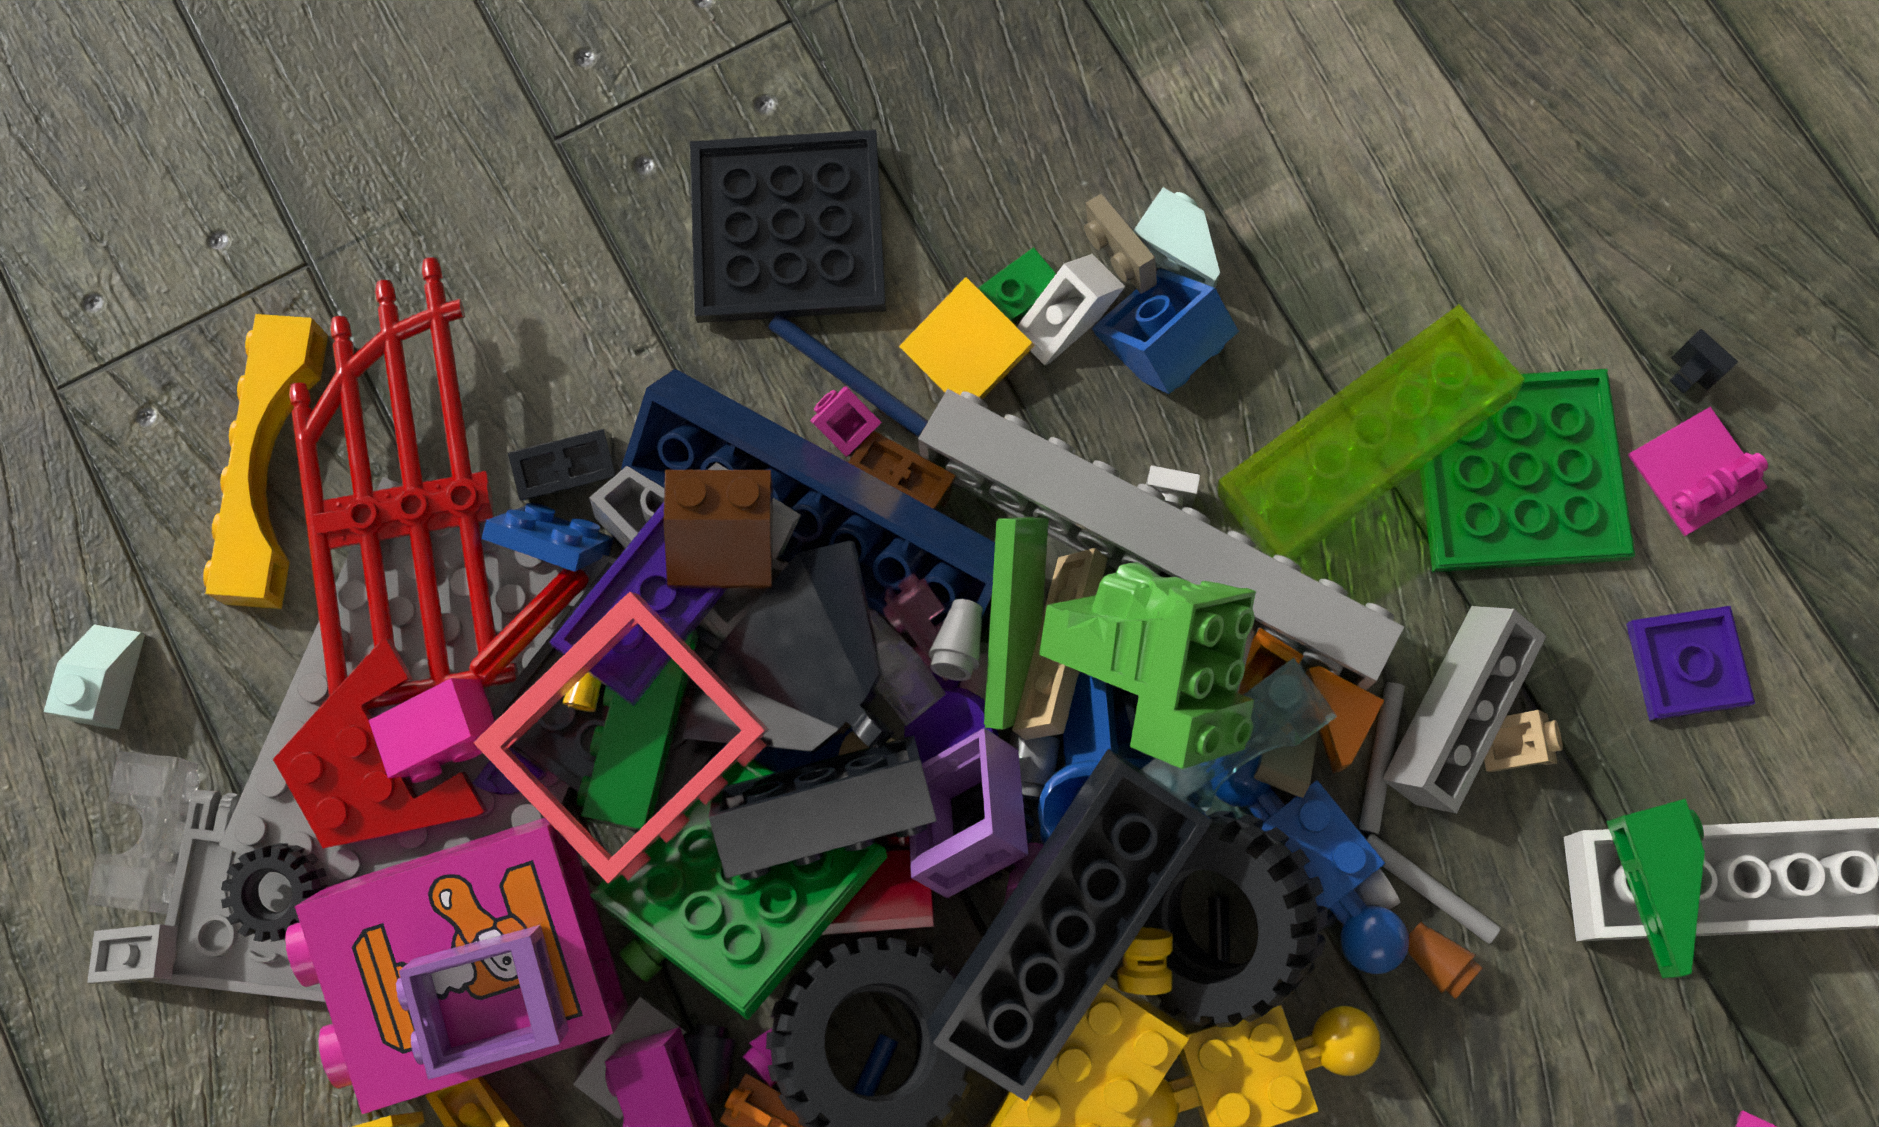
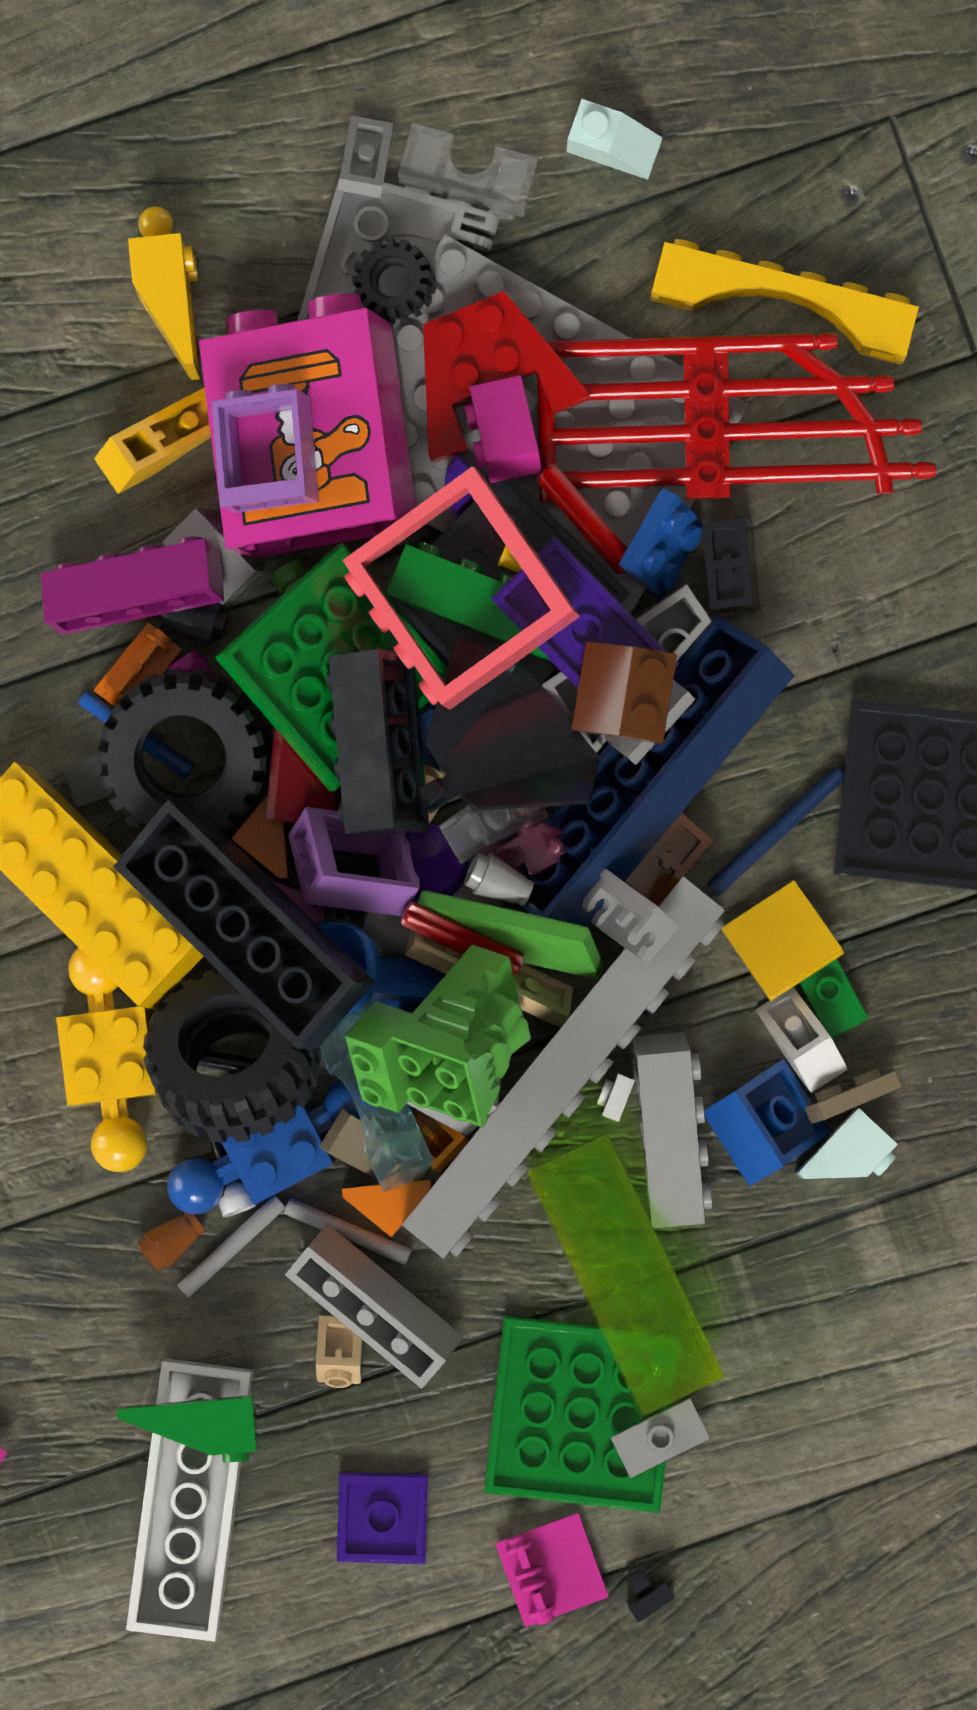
camera: 95 degrees right, 10 degrees up
(844, 419) = (732, 812): dark pink brick -> none
(955, 930) = (265, 842): none -> orange slope
(974, 486) = (629, 917): none -> light grey hinge
(1028, 685) = (454, 934): none -> red axle
(1146, 964) = (203, 983): yellow wheel -> none
(1194, 419) = (670, 1130): none -> light grey wedge
(1545, 391) = (660, 1437): none -> light grey plate

